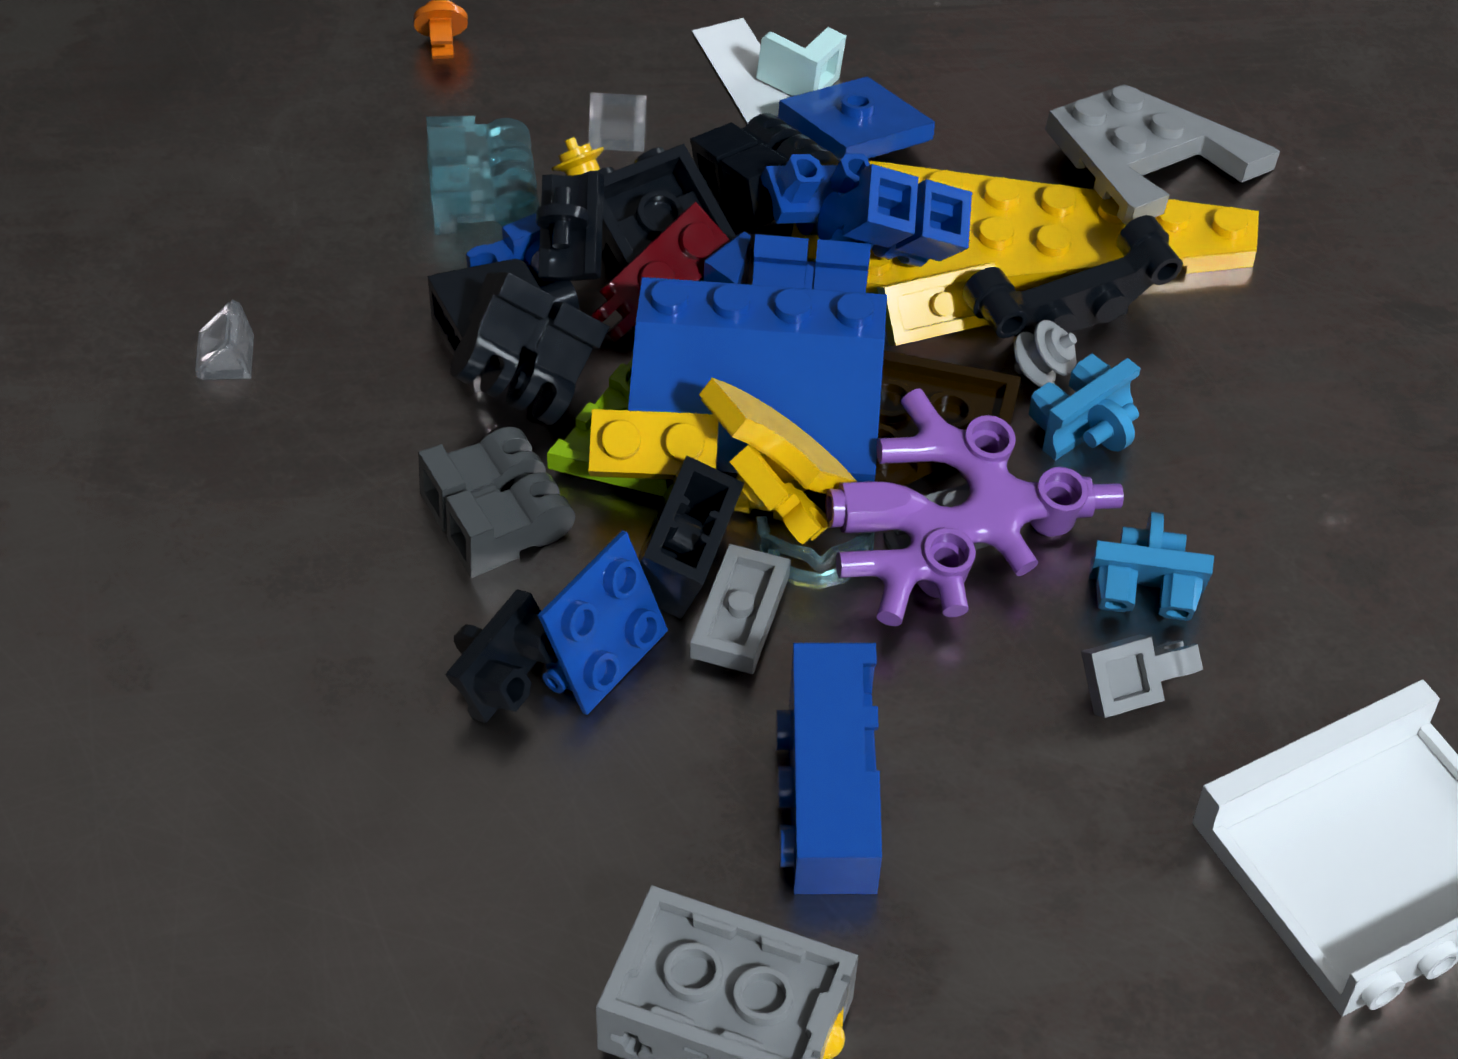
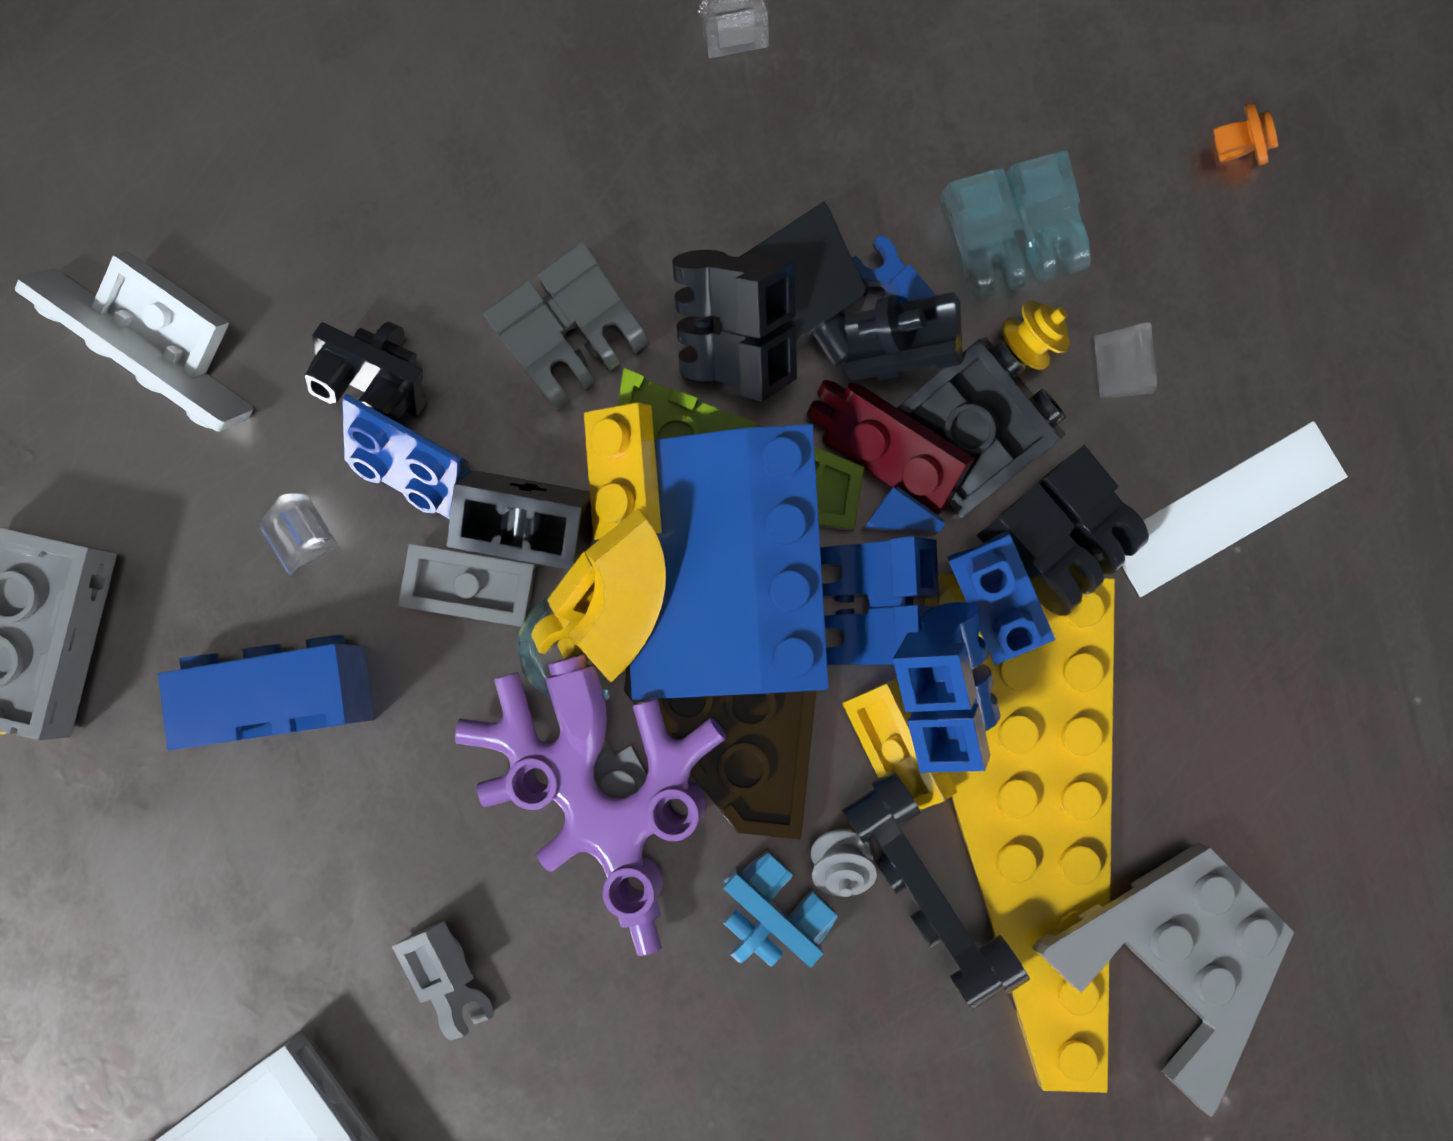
camera: 85 degrees right, 35 degrees up
(401, 848) = (148, 330): none -> white bracket
(659, 753) = (296, 532): none -> clear slope
(799, 68) = (1258, 553): light aqua panel -> none
(857, 119) = (1169, 626): blue plate -> none
(1151, 560) = (573, 985): dark azure hips -> none

